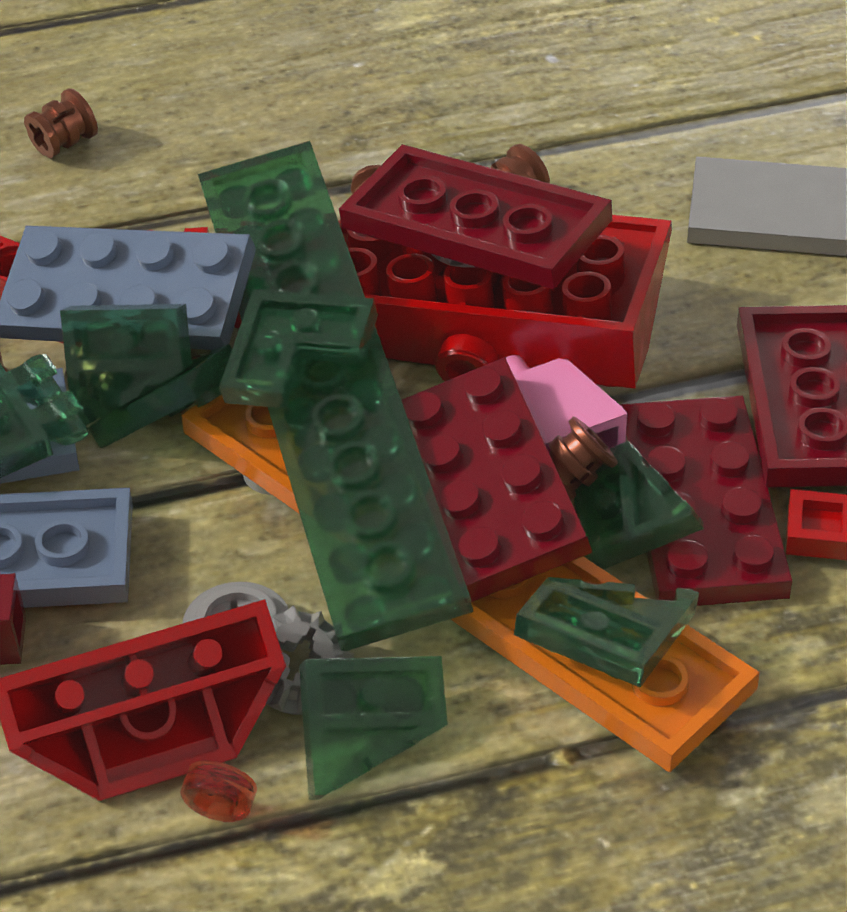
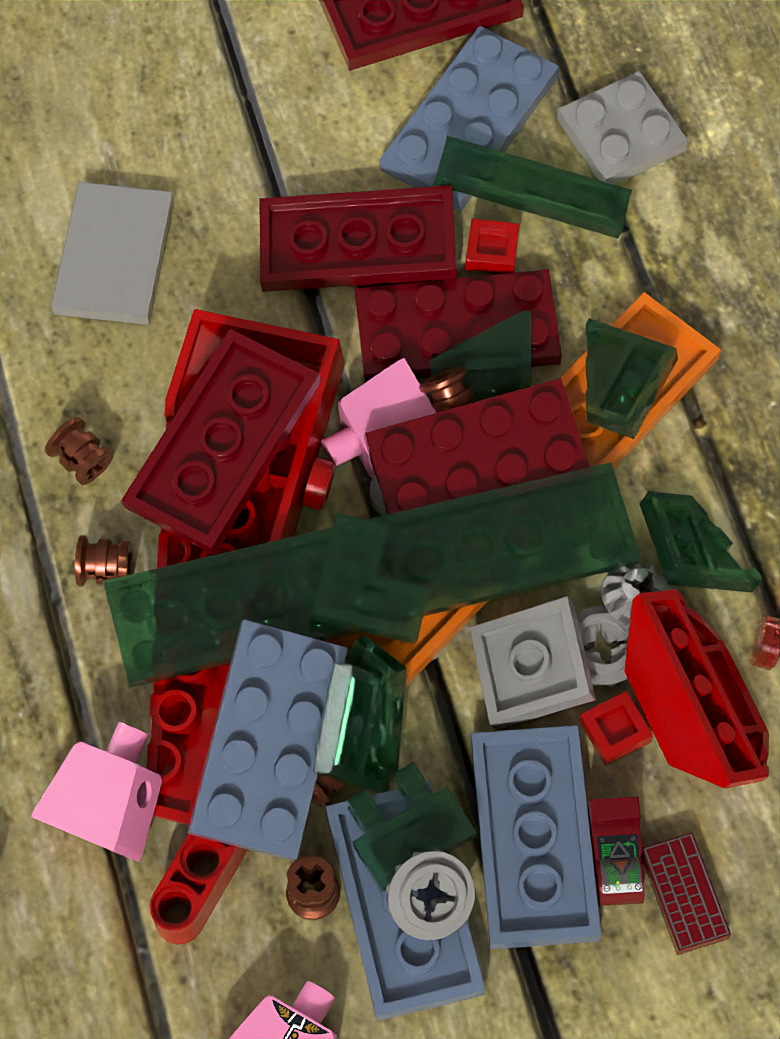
camera: 90 degrees left, 20 degrees up
(94, 192) = (104, 794): none -> bright pink torso
(117, 619) = (615, 728): none -> red plate
(211, 543) = (532, 663): none -> light grey plate

